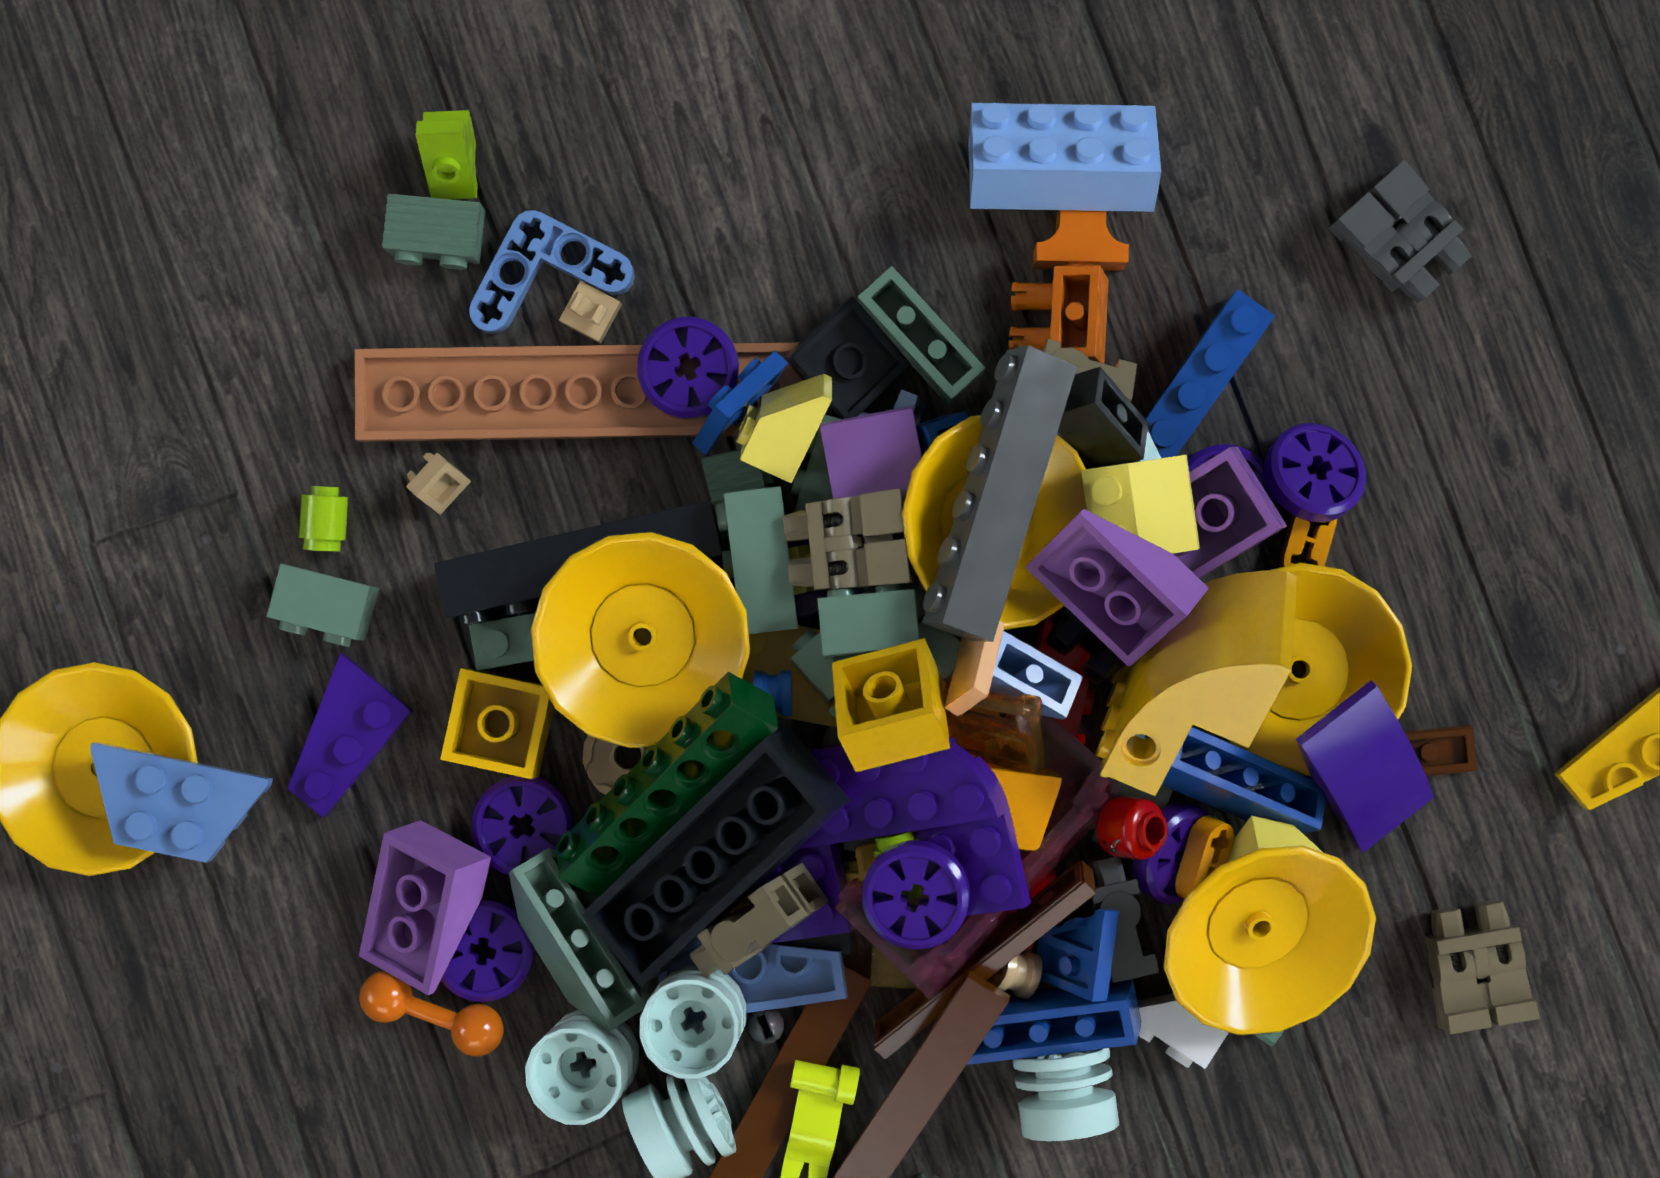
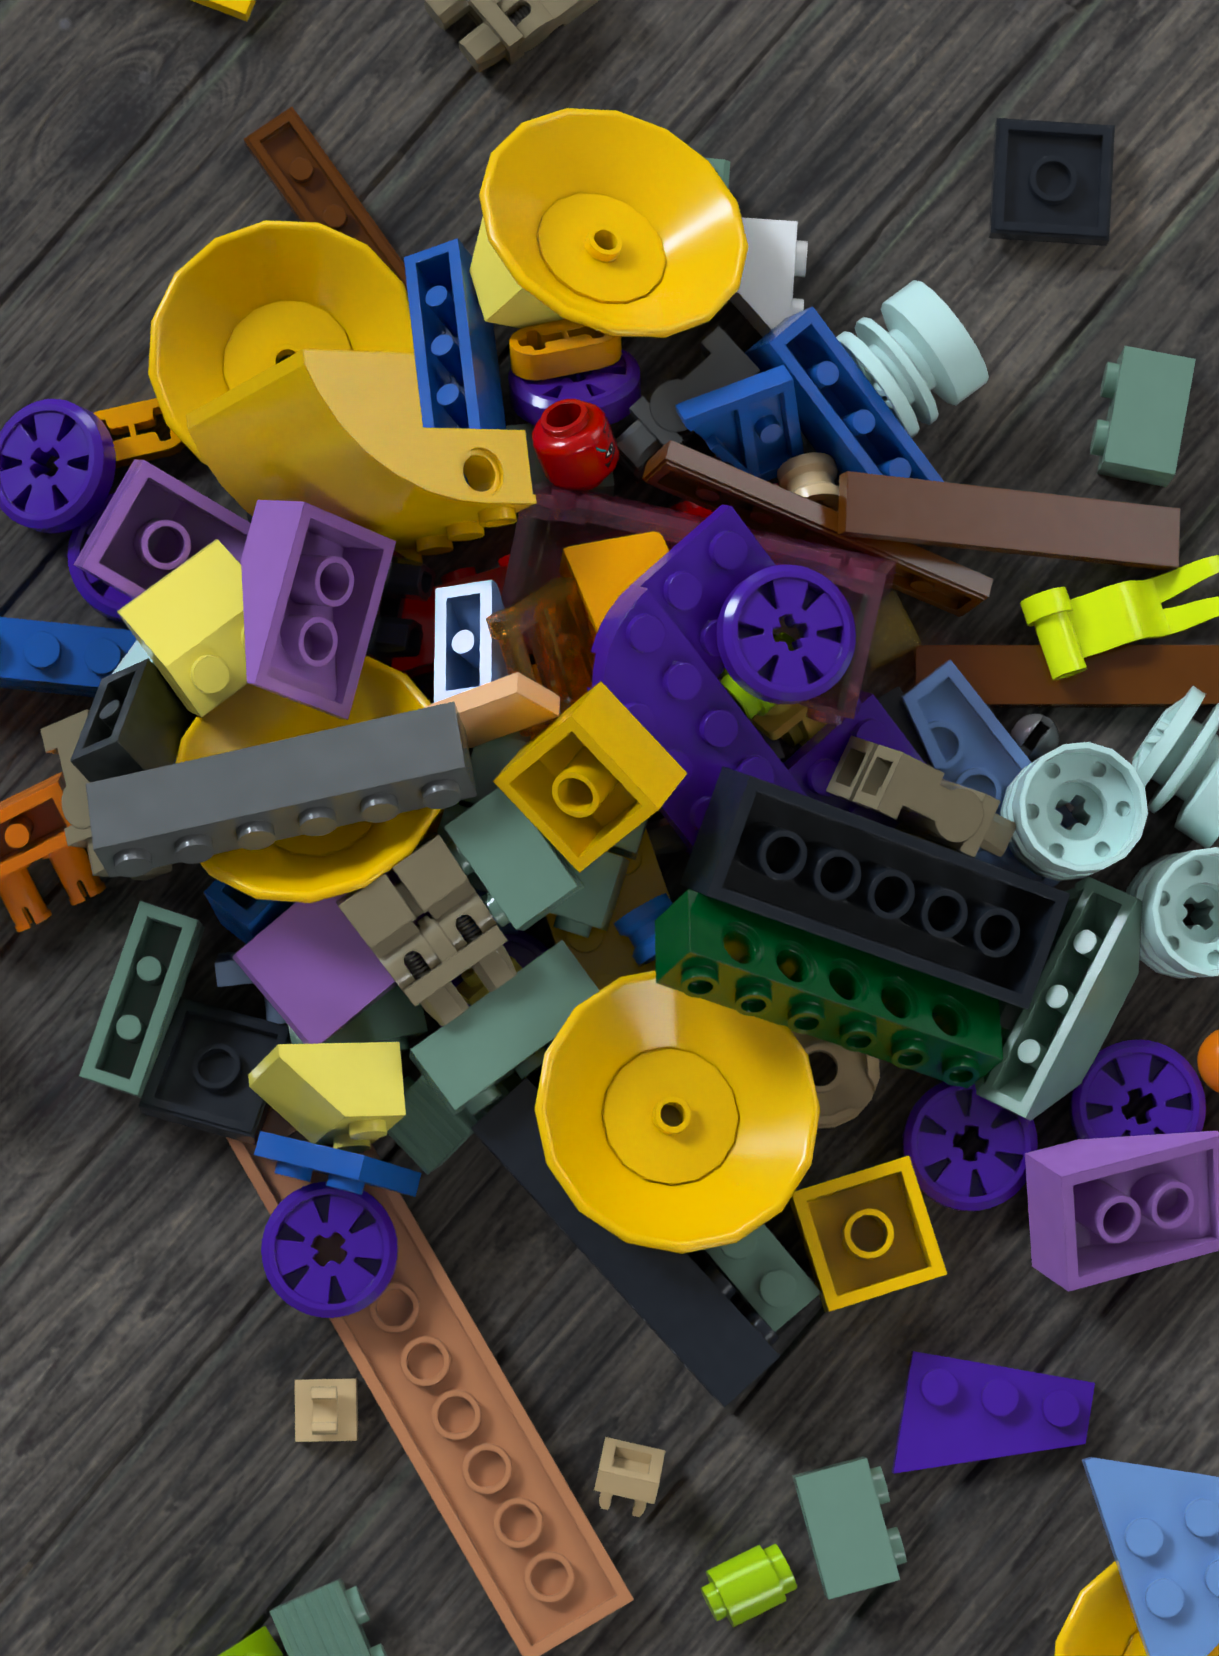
camera: 125 degrees left, 5 degrees down
(547, 251) = (282, 1500): medium blue beam -> none
(1365, 766) = (359, 226): dark purple slope -> none

